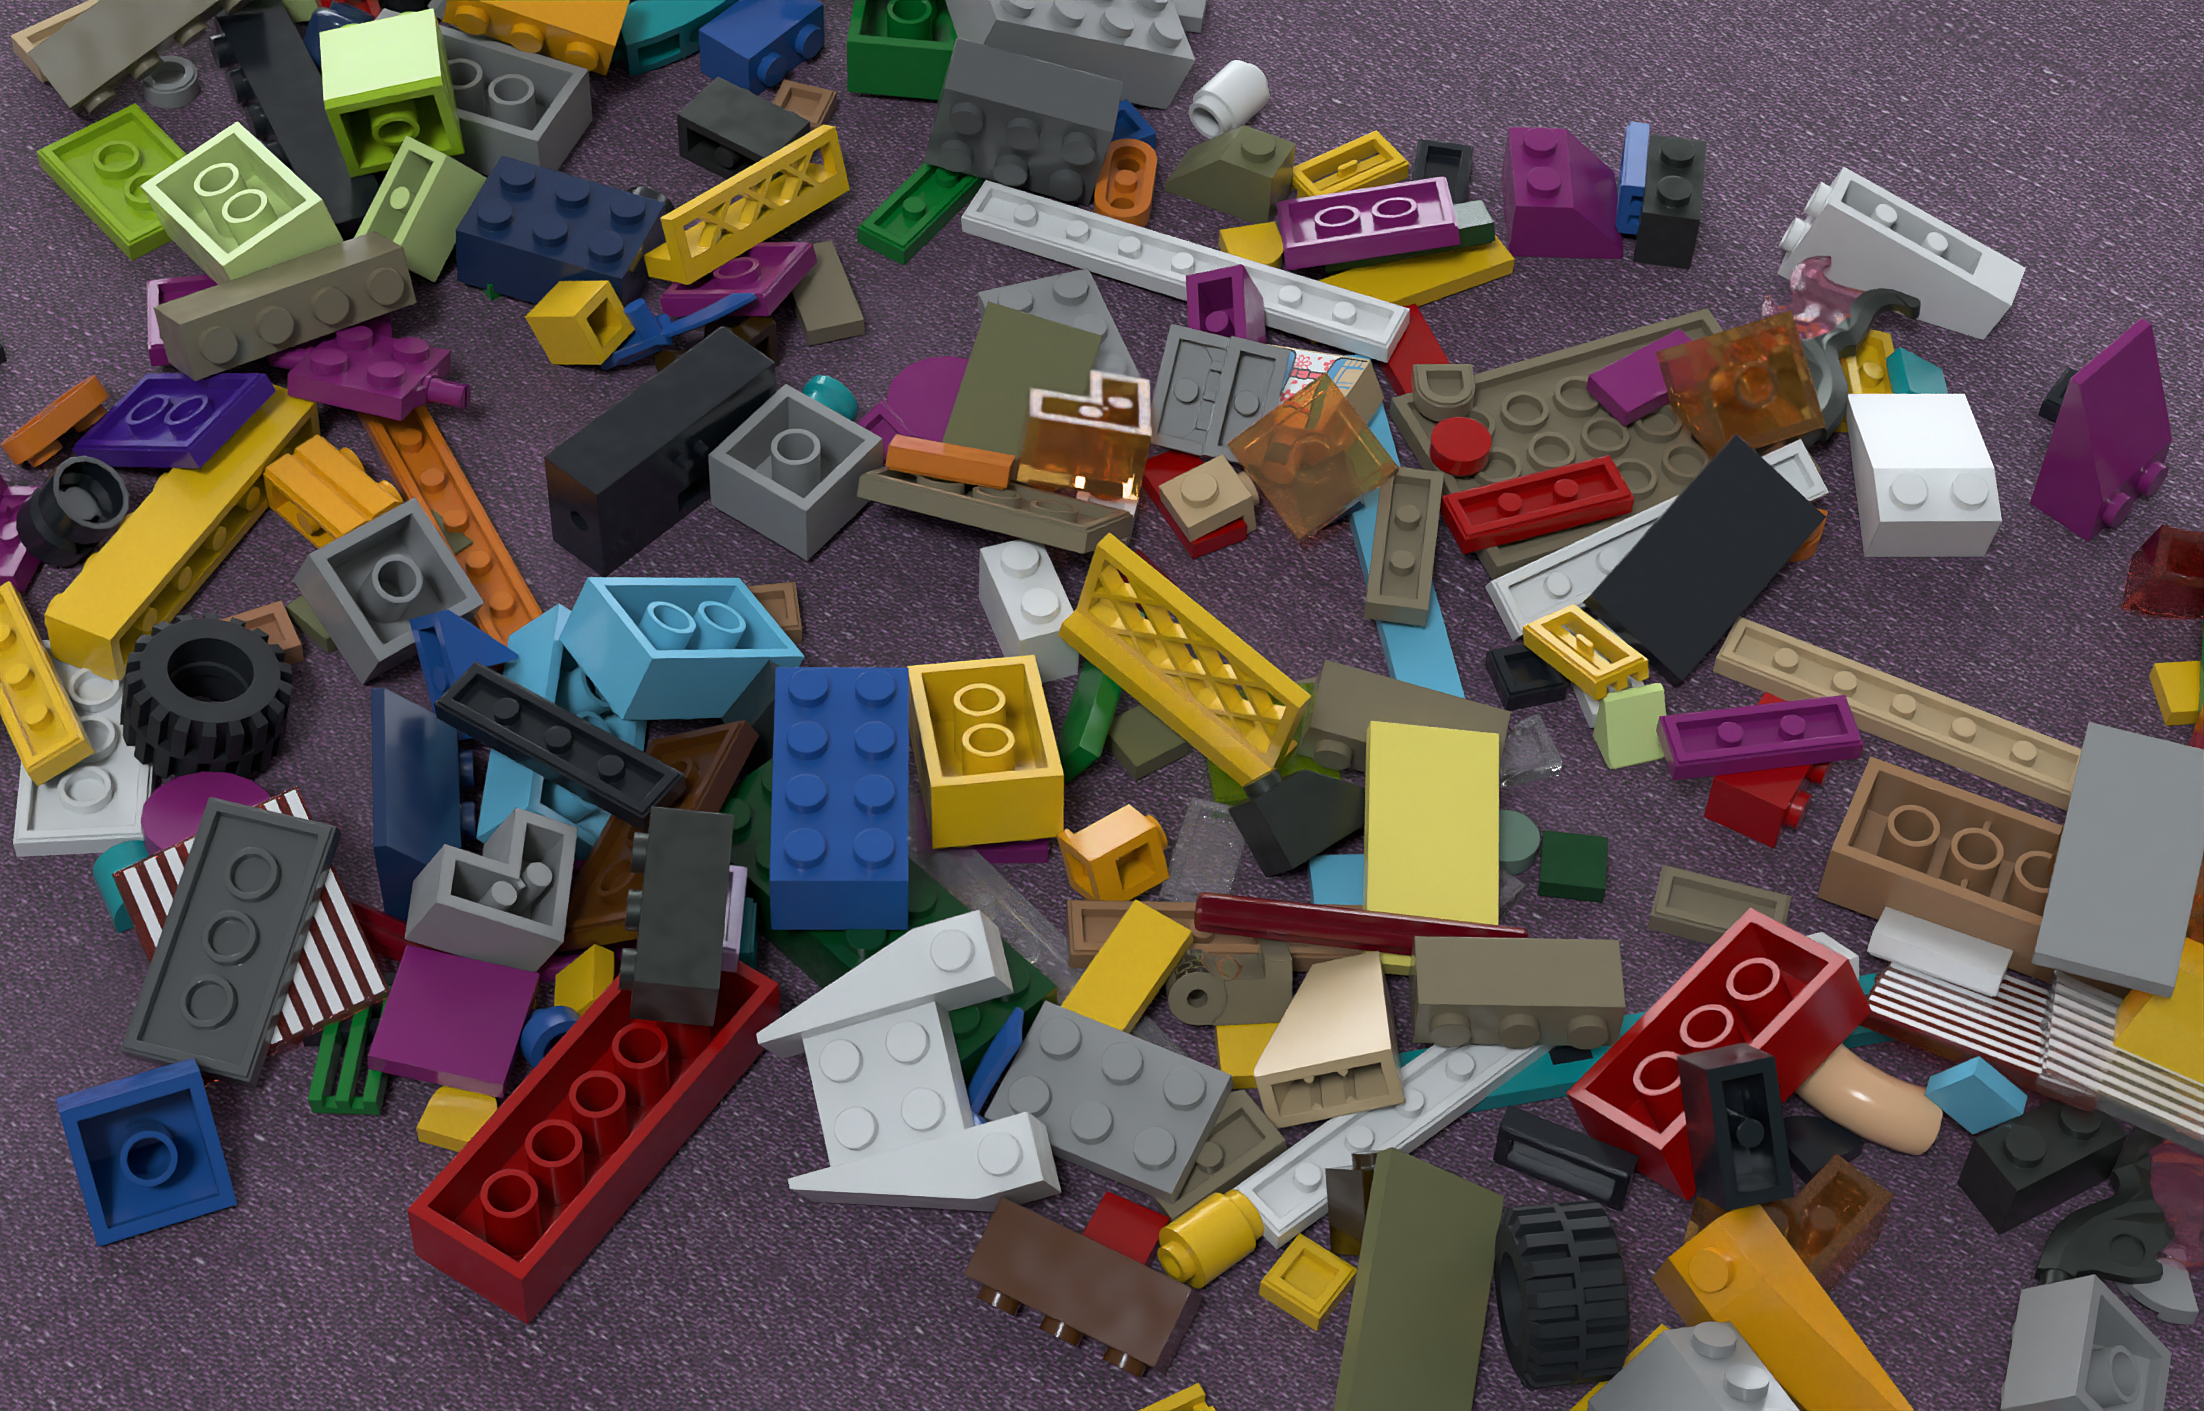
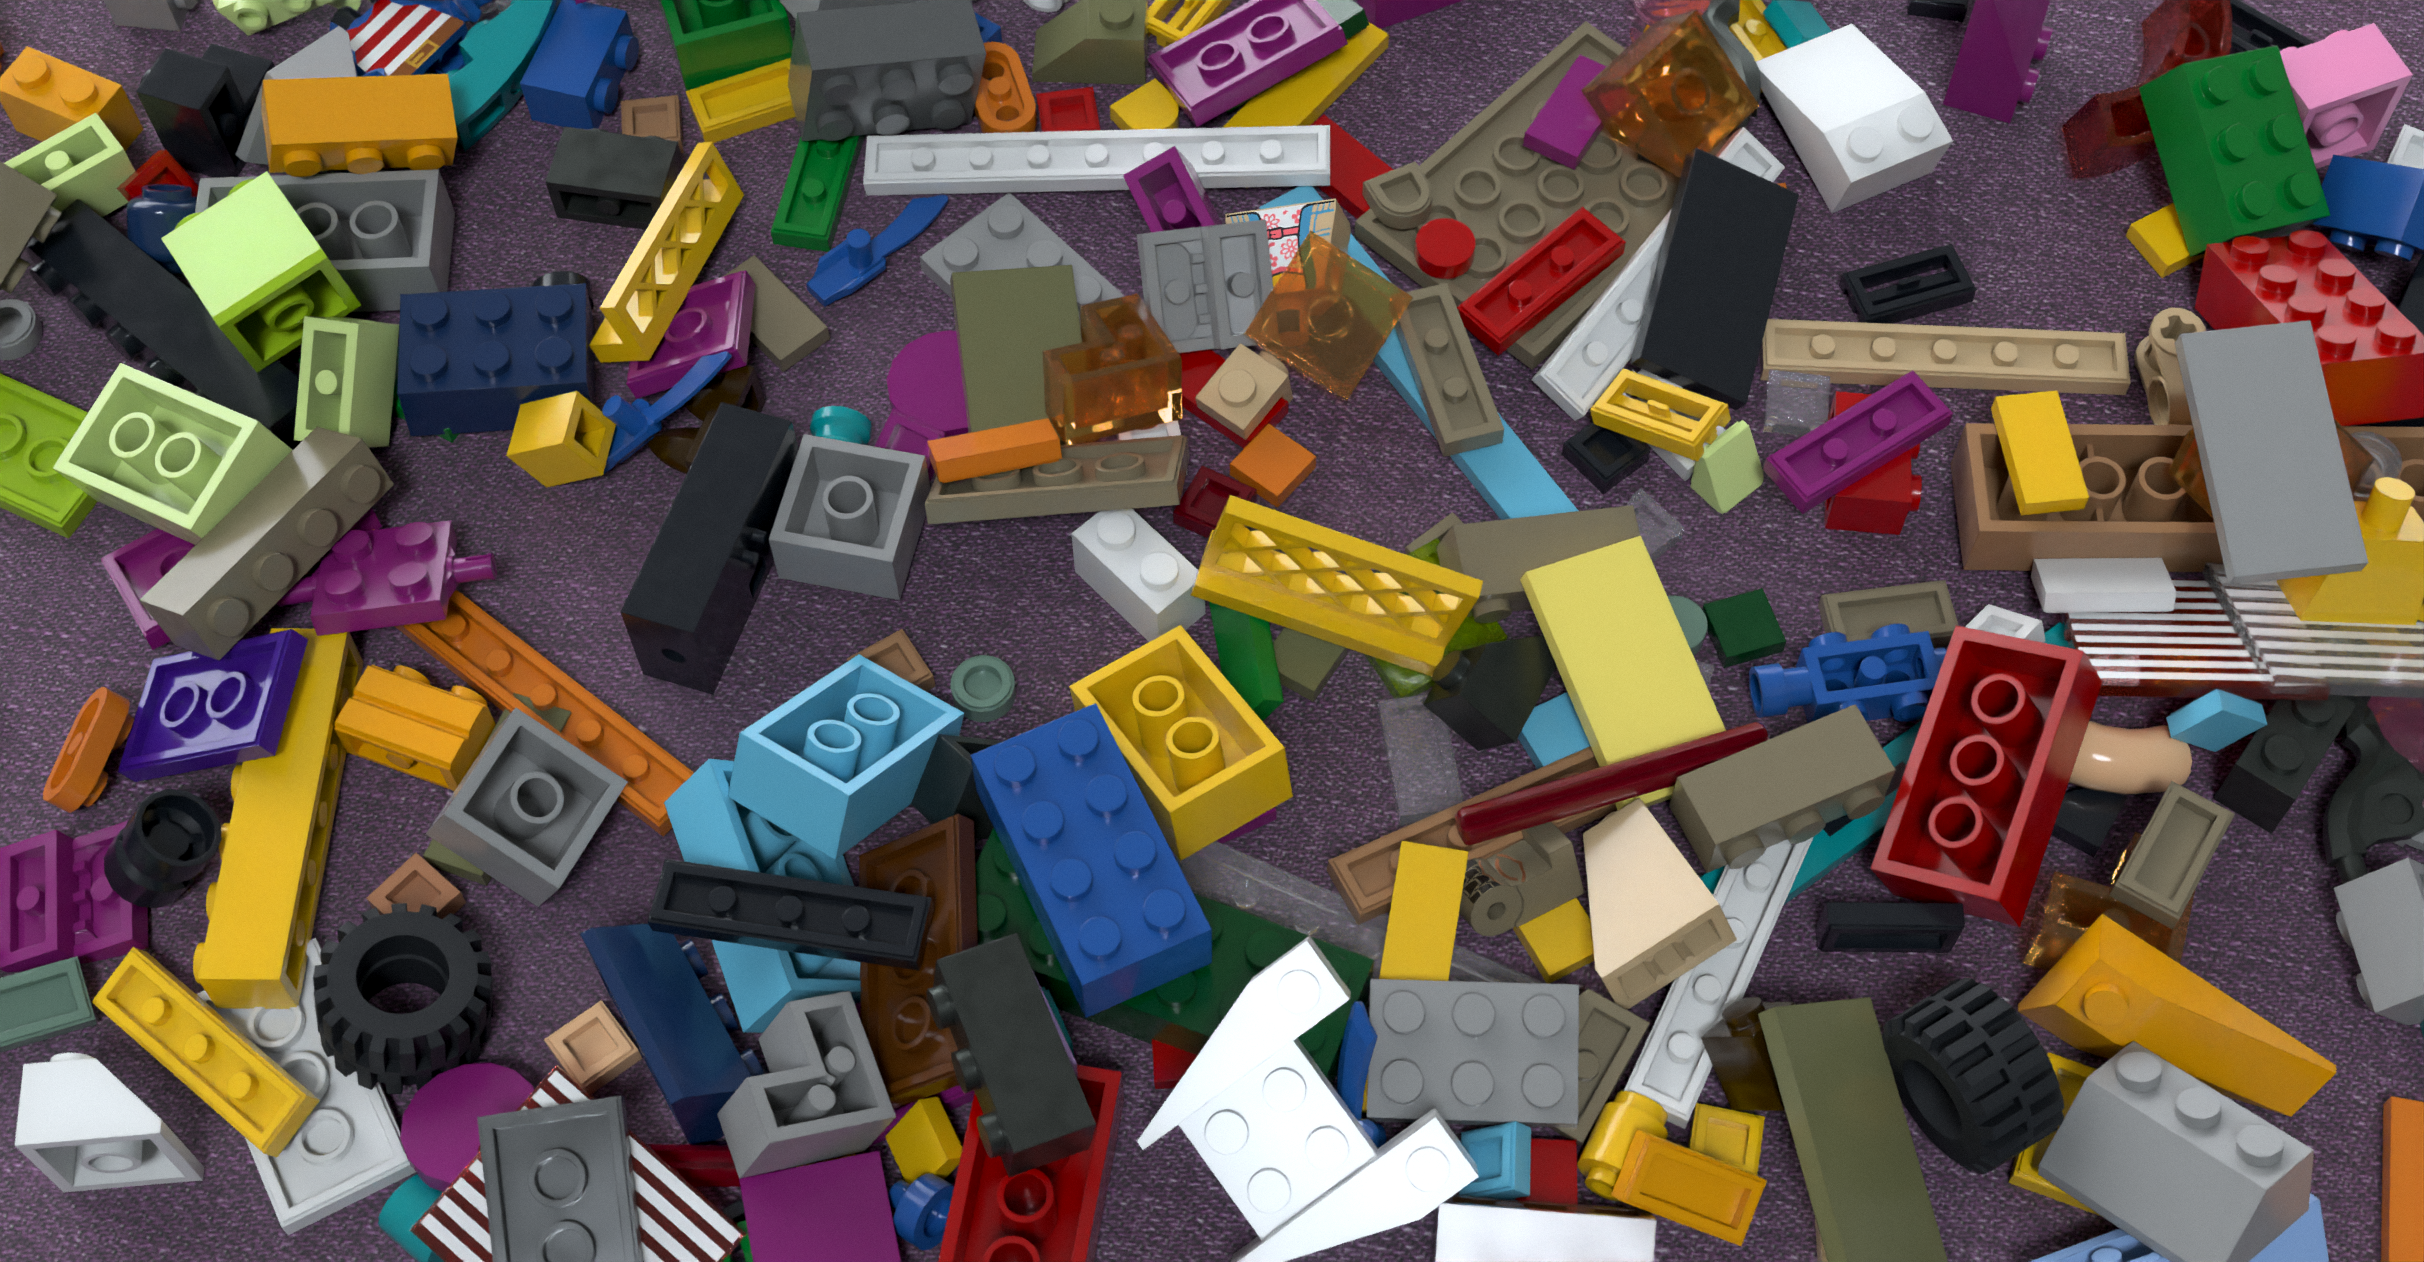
camera: 20 degrees left, 10 degrees up
(345, 805) = (593, 1048): none -> light nougat tile
(449, 647) = (629, 856): blue slope -> none
(841, 649) = (983, 688): none -> sand green tile
(888, 118) = (742, 102): none -> yellow tile
(923, 277) = (860, 259): none -> blue piece
(1087, 1201) = (1501, 1160): none -> medium azure tile
(1115, 856) = (1347, 796): light orange brick -> none
(1182, 221) = (1068, 110): none -> red tile
(1206, 572) = (1273, 465): none -> orange tile
(1247, 1289) = (1688, 1187): none -> light orange tile
(1654, 938) = (1853, 674): none -> blue brick
(1730, 689) = (1795, 402): none -> clear tile
(1735, 1126) = (2067, 858): black brick -> none
(1859, 1182) = (2172, 855): none -> dark tan tile
(1901, 649) = (1911, 295): none -> black tile
(1924, 802) = (2039, 453): none -> yellow tile

